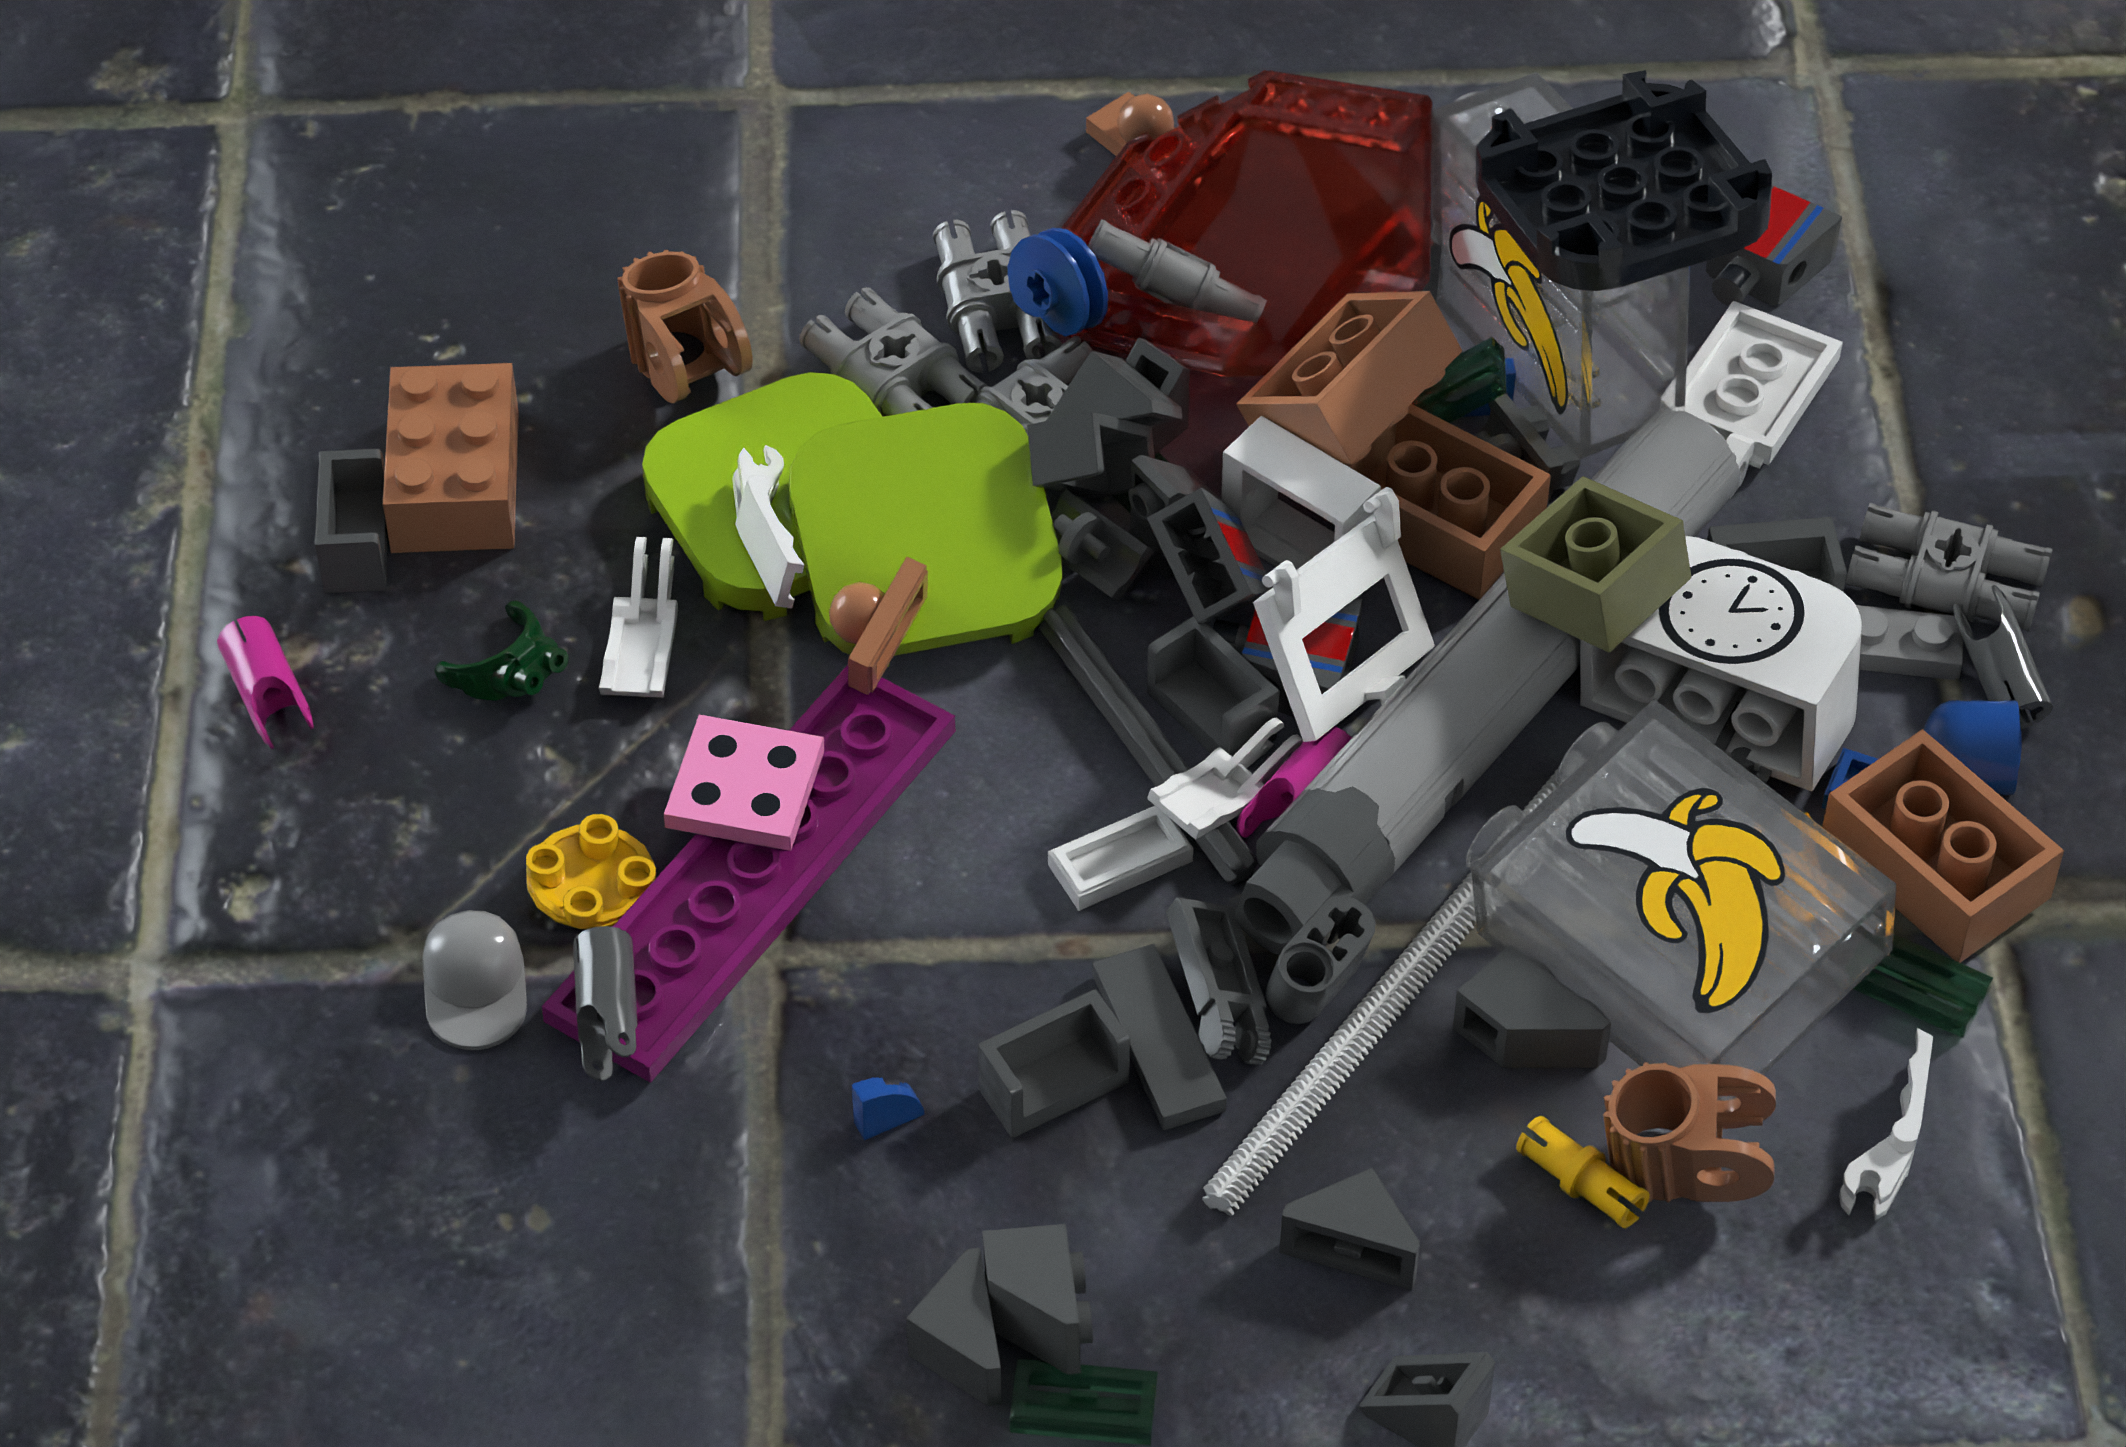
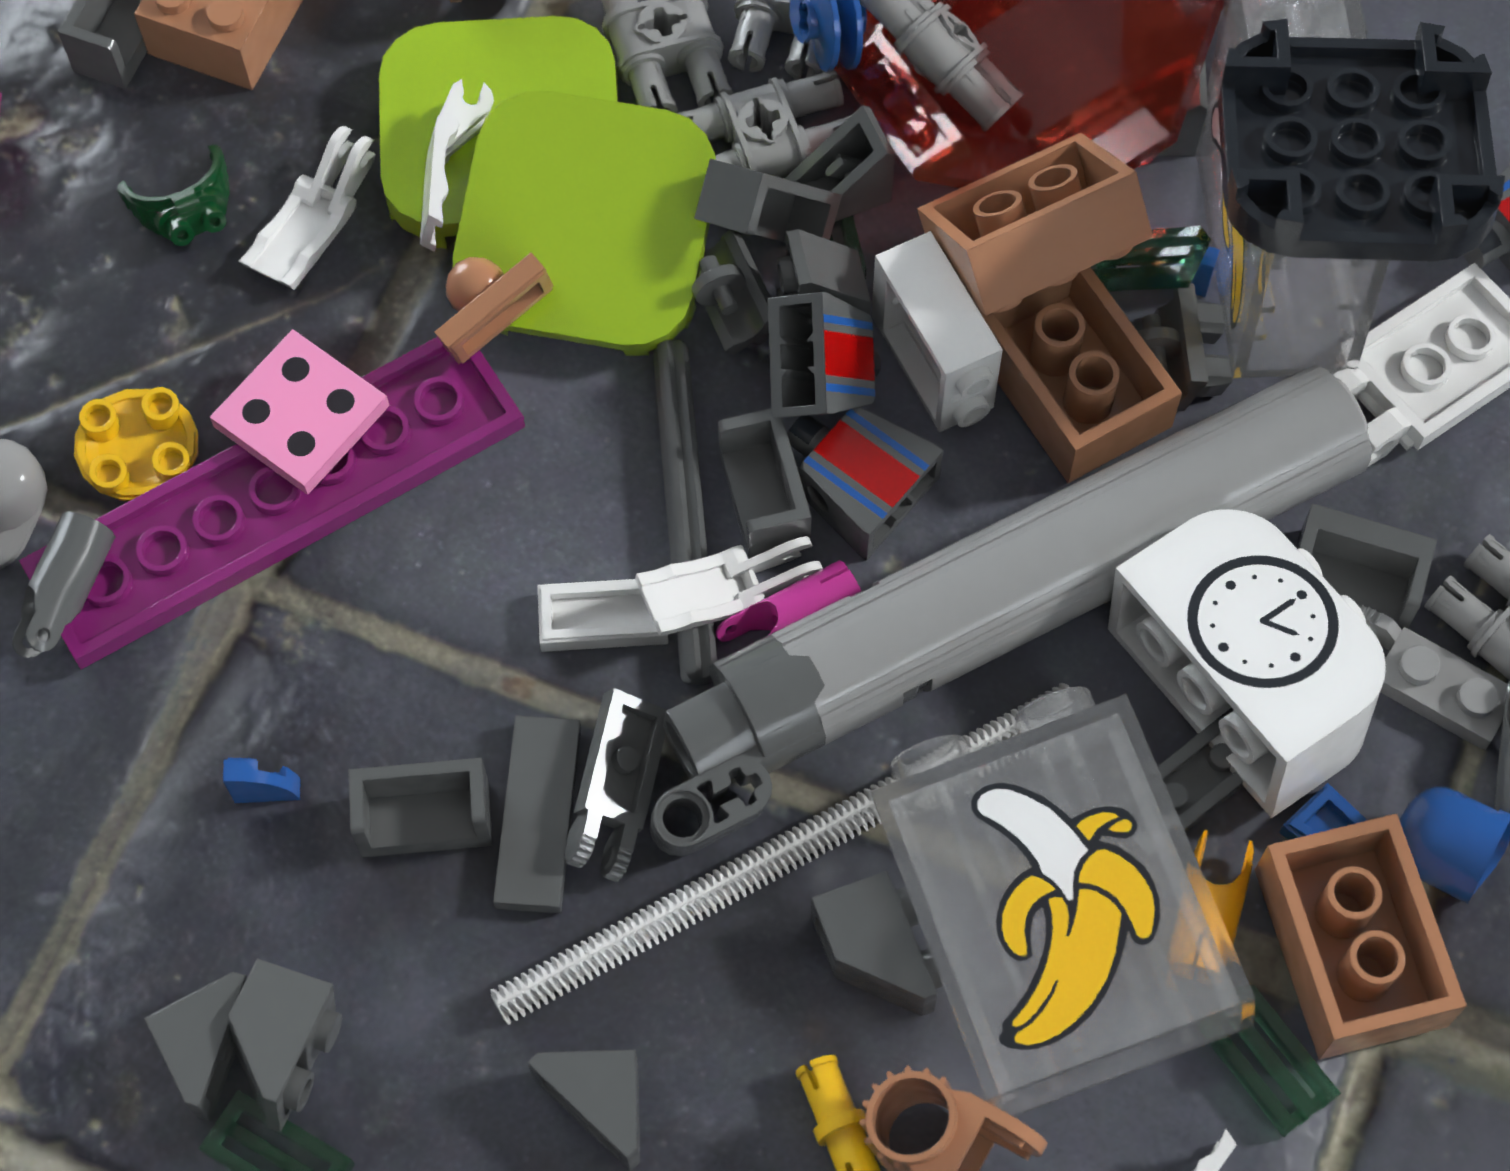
camera: 25 degrees right, 15 degrees up
(1116, 390) = (811, 151): dark grey slope -> none
(1320, 589) = (853, 448): white piece -> none
(1596, 563) = (1146, 526): olive brick -> none

